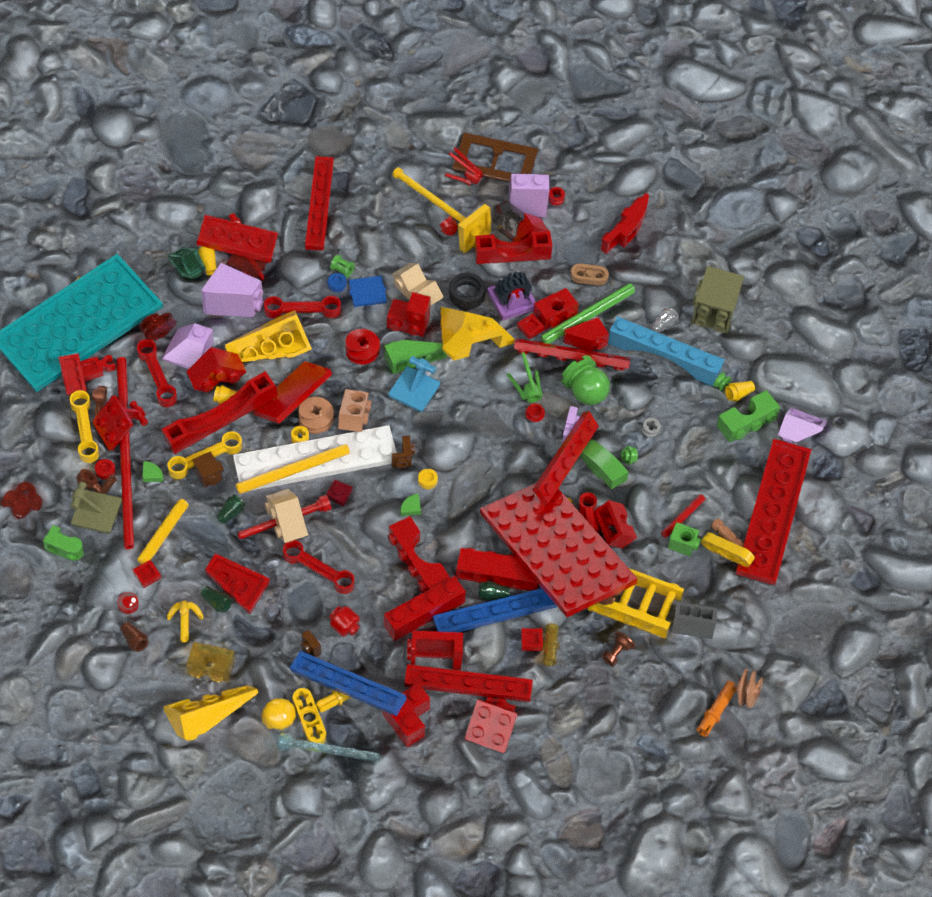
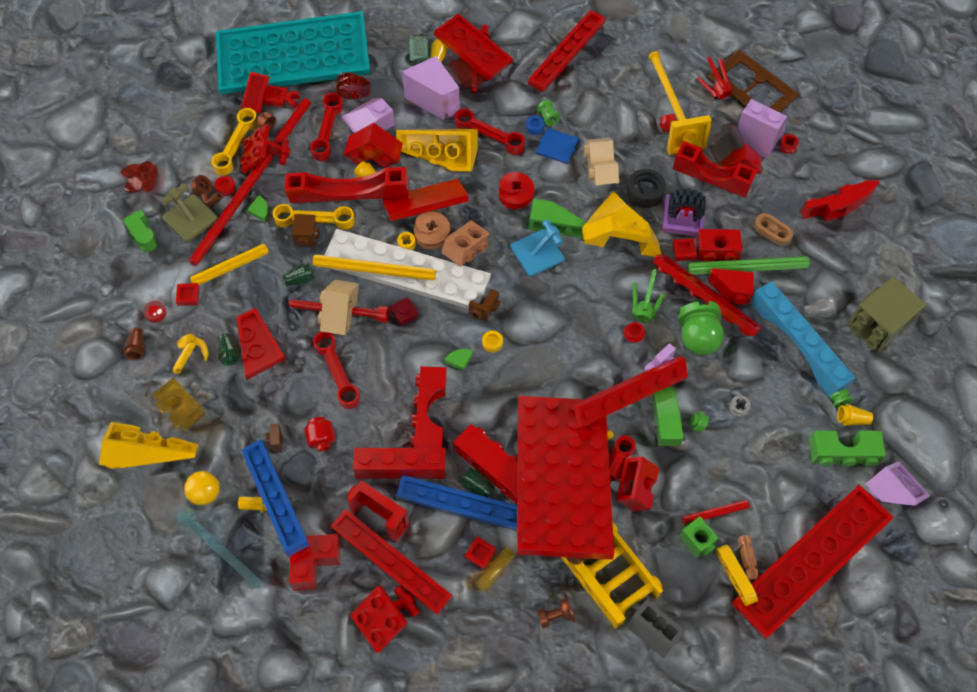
camera: 35 degrees right, 5 degrees up
(311, 708) = (215, 520): yellow beam -> none
(410, 316) = (577, 184): red brick -> none

